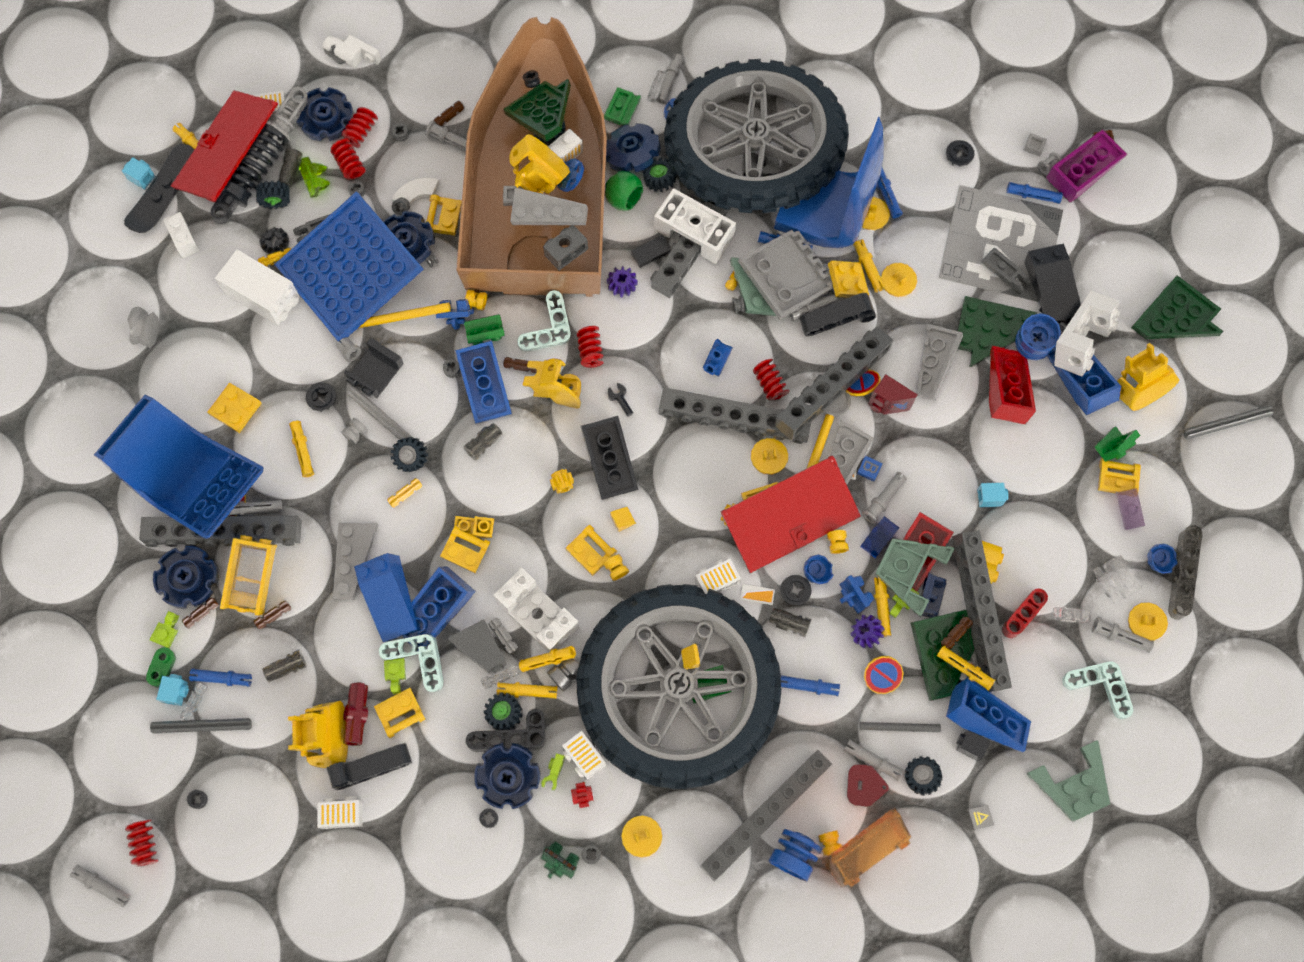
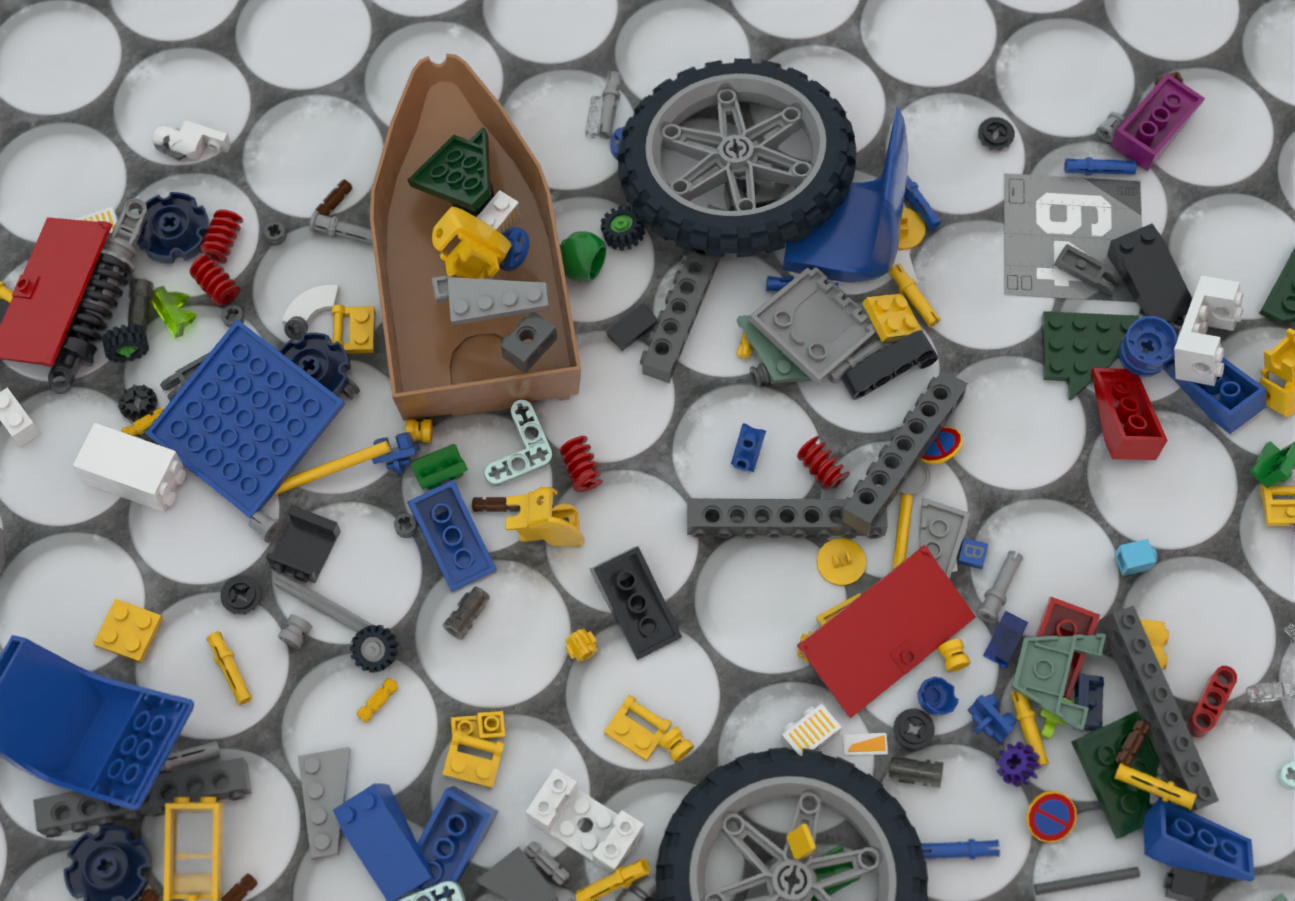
camera: 10 degrees left, 5 degrees down
(531, 79) = (436, 136): black bush -> none
(615, 279) = (604, 365): dark purple gear -> none
(620, 398) = (633, 523): black bar -> none
(622, 107) = (557, 150): green plate -> none
(622, 518) = (669, 679): yellow slope -> none
(632, 148) = (582, 200): dark blue piece -> none
(712, 233) = (707, 290): white plate -> none
(891, 397) = (981, 456): dark red slope -> none
(899, 279) = (955, 305): yellow piece -> none
(938, 355) = (1027, 393): light grey wing -> none
(1035, 144) = (1086, 106): light grey tile -> none

